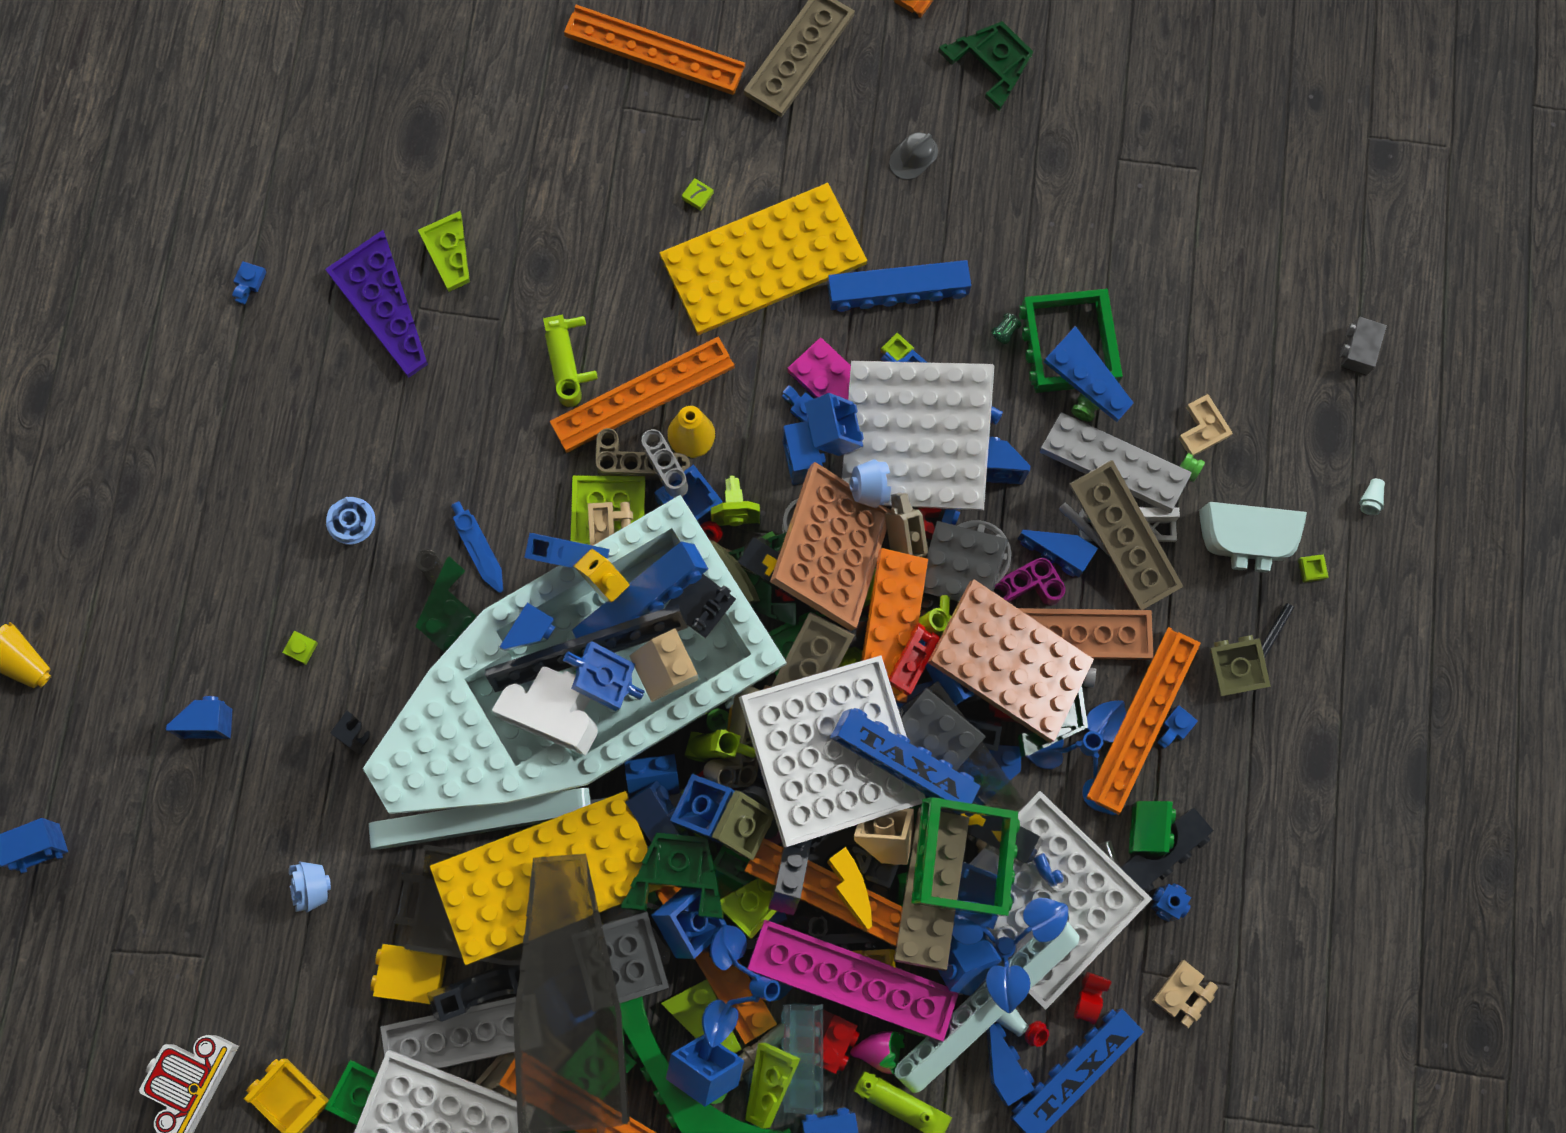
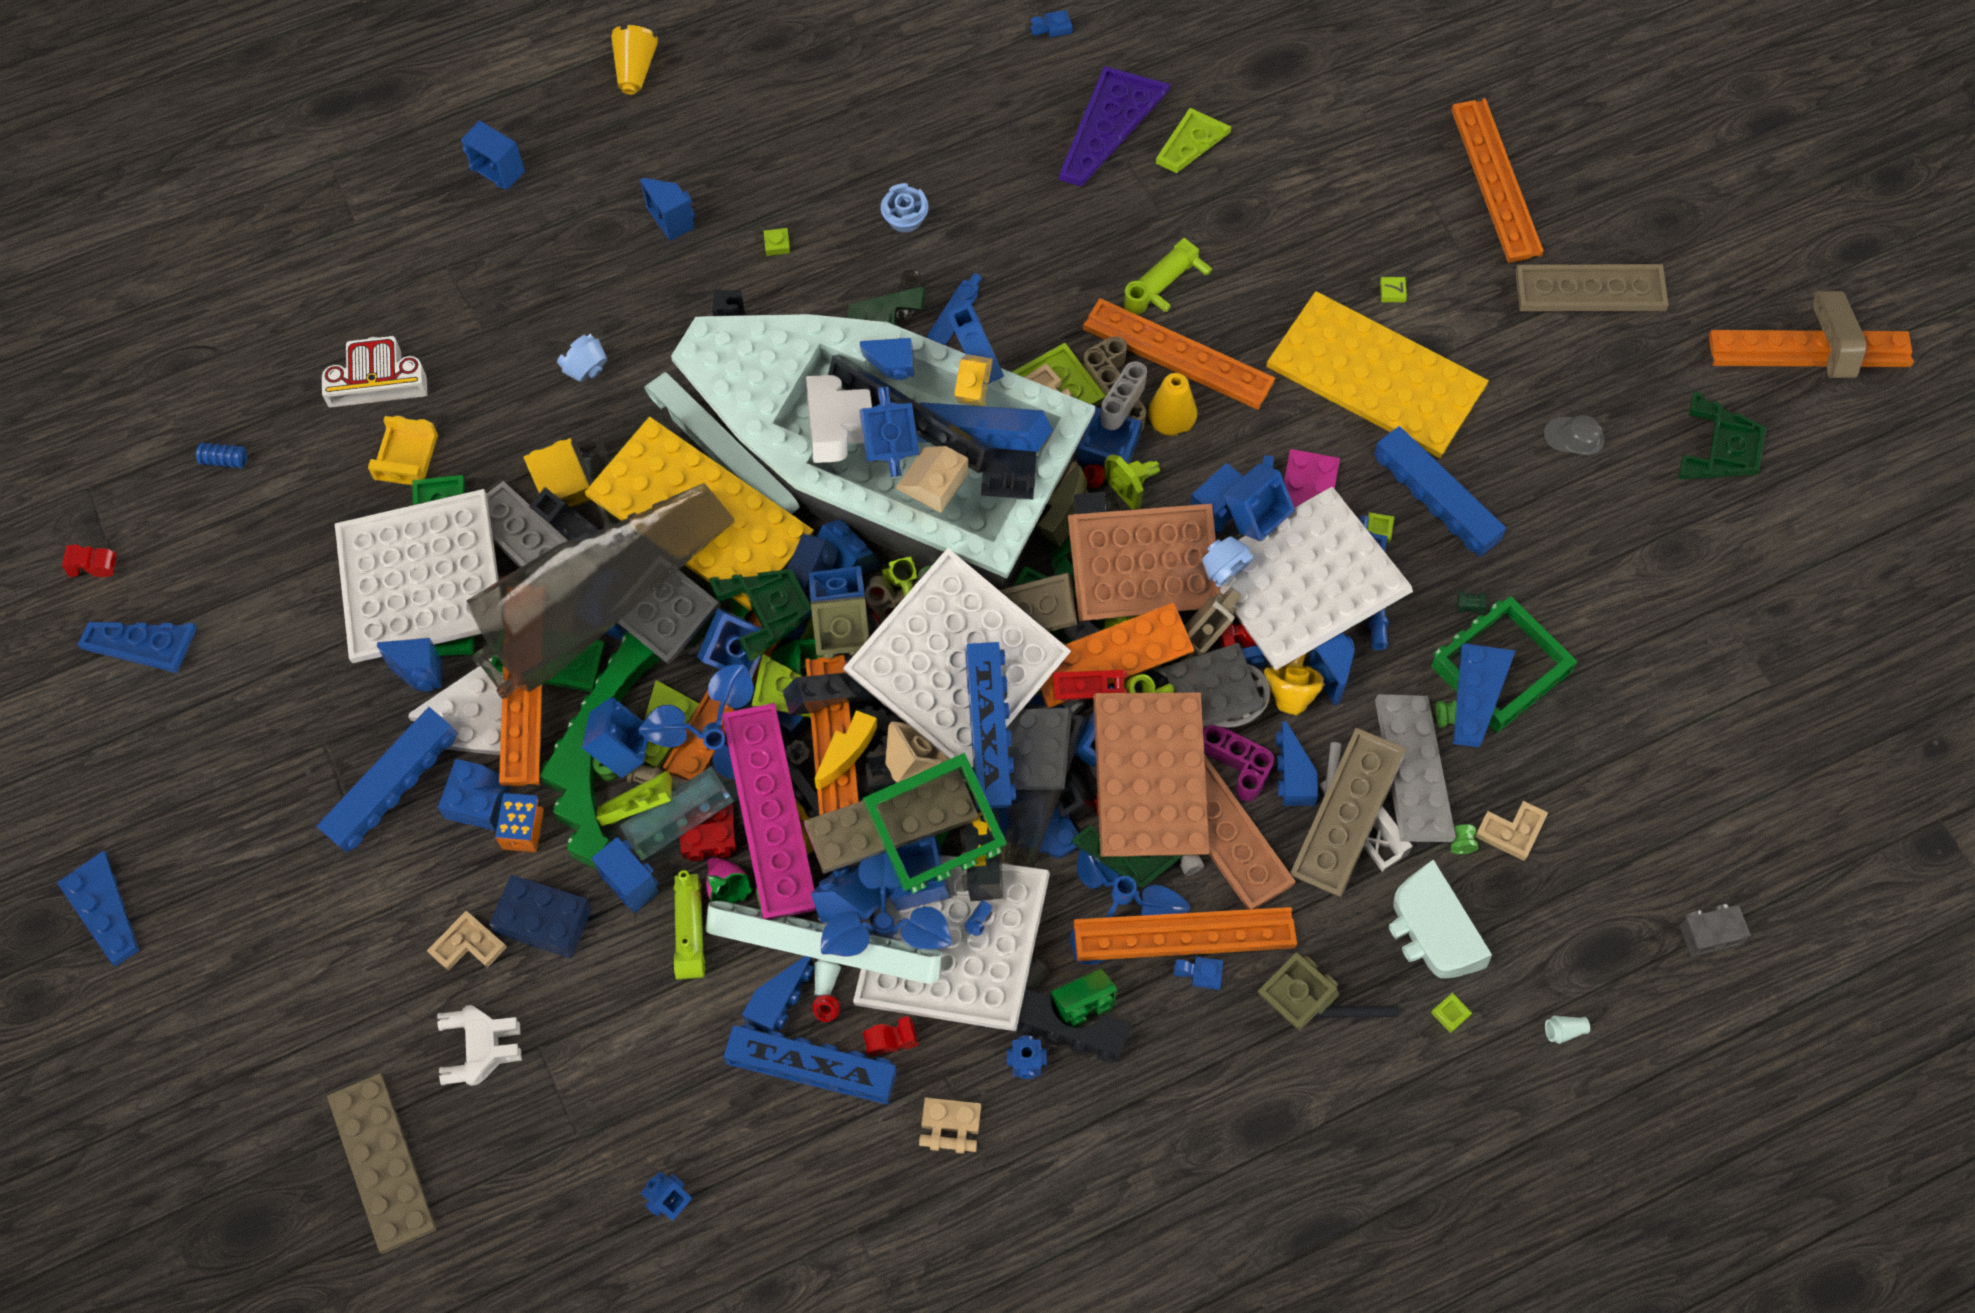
camera: 65 degrees right, 10 degrees down
(1001, 503) = (1294, 685): none -> yellow head

